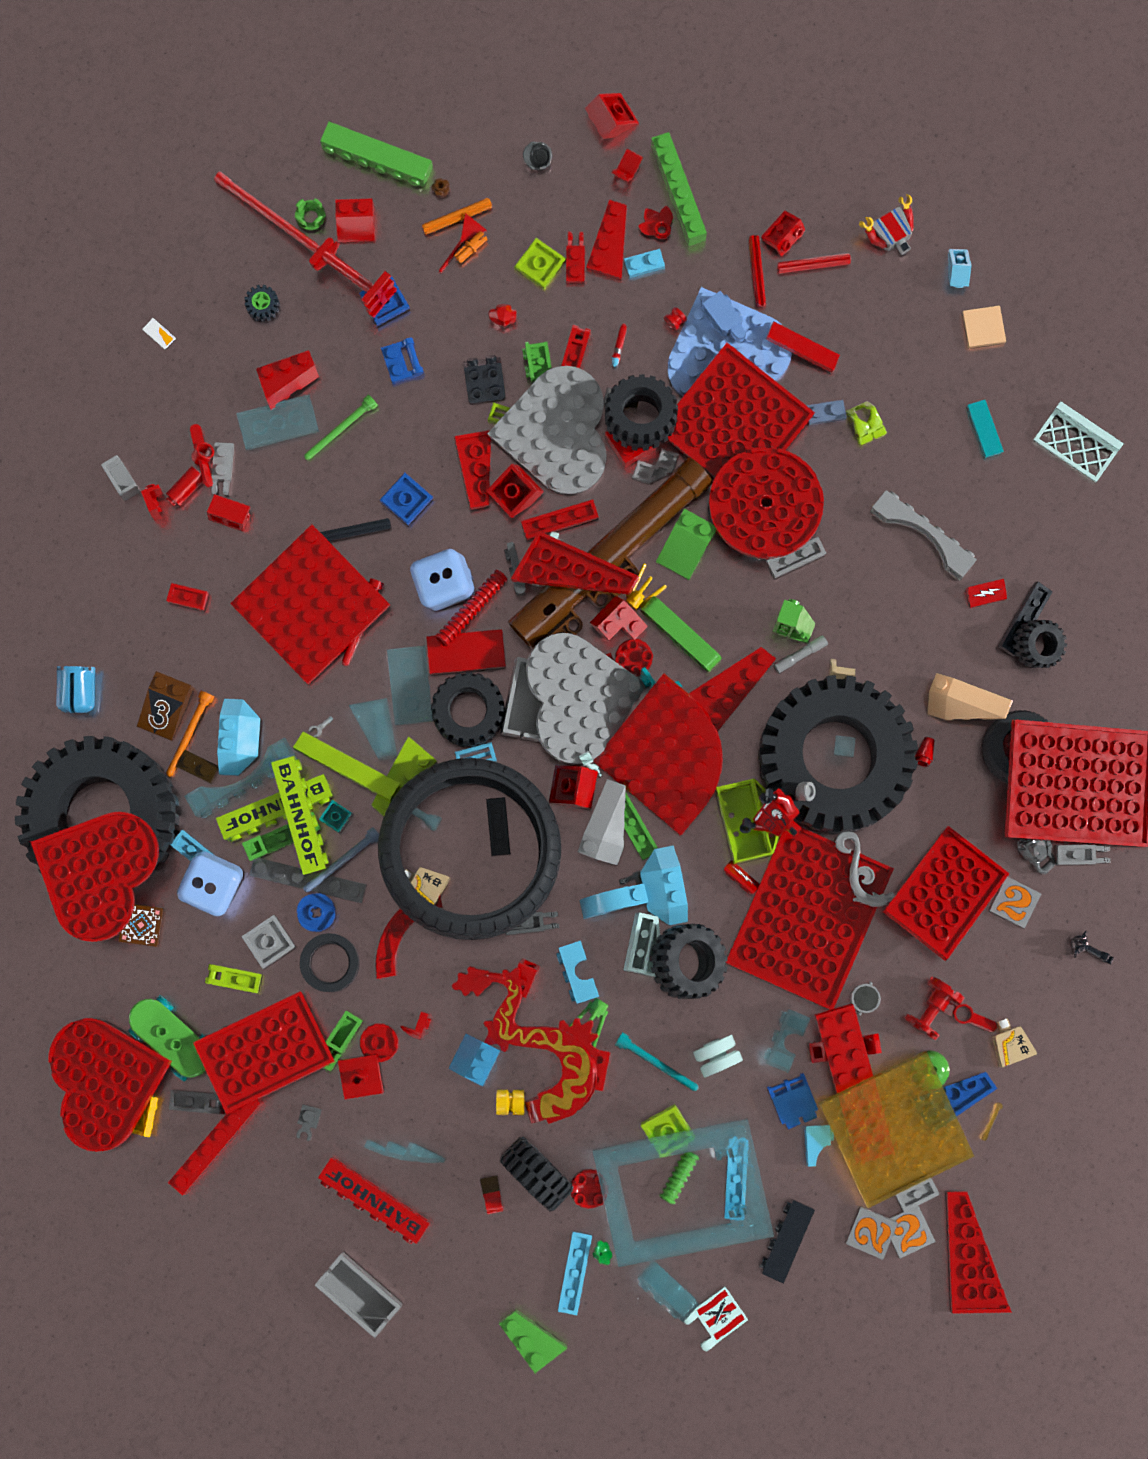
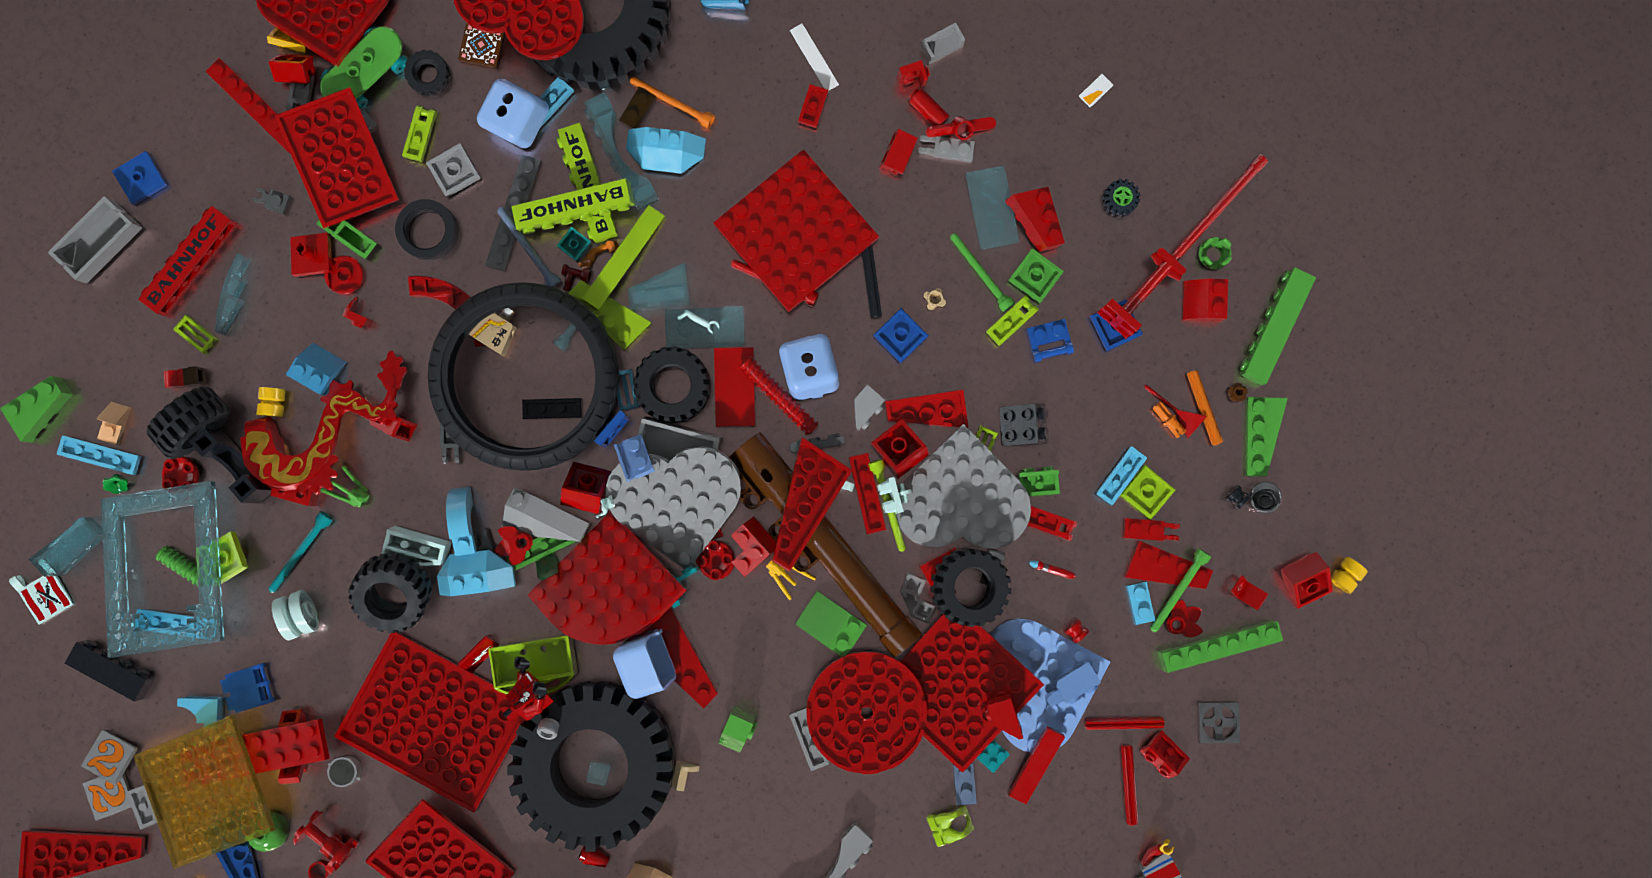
camera: 90 degrees right, 5 degrees up
(138, 600) = (814, 57): none -> white sticker
(159, 967) = (427, 57): none -> black tyre
(164, 705) = (702, 78): reddish brown slope -> none
(174, 1109) = (292, 68): none -> red hinge
(270, 842) = (553, 175): bright green slope -> none
(292, 1259) = (139, 178): none -> blue plate
(320, 726) = (667, 232): light grey hand -> none
(327, 911) = (478, 208): blue plate -> none
(341, 377) = (1036, 276): none -> bright green plate
(351, 803) = (588, 260): none -> orange piece
(364, 820) = (569, 273): none -> dark red piece
(371, 464) = (937, 293): none -> tan plate
(386, 396) = (1011, 321): none -> lime plate
(403, 689) = (694, 317): none -> light aqua piece
(456, 1174) = (208, 344): none -> lime tile
(475, 163) = (1262, 429): none -> bright green wing
(476, 526) = (866, 405): none -> light grey slope
(502, 315) = (1091, 448): red rock -> none
(514, 762) = (612, 428): none -> blue plate
(526, 287) = (1121, 475): none -> medium azure plate
(534, 510) = (878, 468): none -> lime piece
(539, 181) = (1237, 497): none -> black wheel
(541, 734) = (634, 458): none -> medium blue plate
(541, 1262) = (114, 422): none -> light nougat slope
(559, 489) = (890, 486): none -> light aqua hips
(576, 1130) = (220, 447): none -> black arch
(581, 989) = (377, 482): medium azure arch -> none
(598, 209) = (1201, 557): none -> bright green piece
(603, 78) = (1348, 575): none -> yellow wheel
(633, 853) = (511, 544): none -> red plate
(652, 817) = (546, 566): none -> clear green plate
(681, 634) = (736, 611): bright green beam -> none
(738, 710) = (644, 664): none -> light blue piece
(747, 172) = (1218, 730): none -> flat silver piece
(755, 373) = (1004, 715): none -> red slope
(778, 1055) = (324, 693): clear light blue arch -> none
(798, 386) = (993, 756): none -> teal piece
(810, 648) = (701, 723): light grey piece -> none
(861, 896) = (466, 786): light grey plant -> none

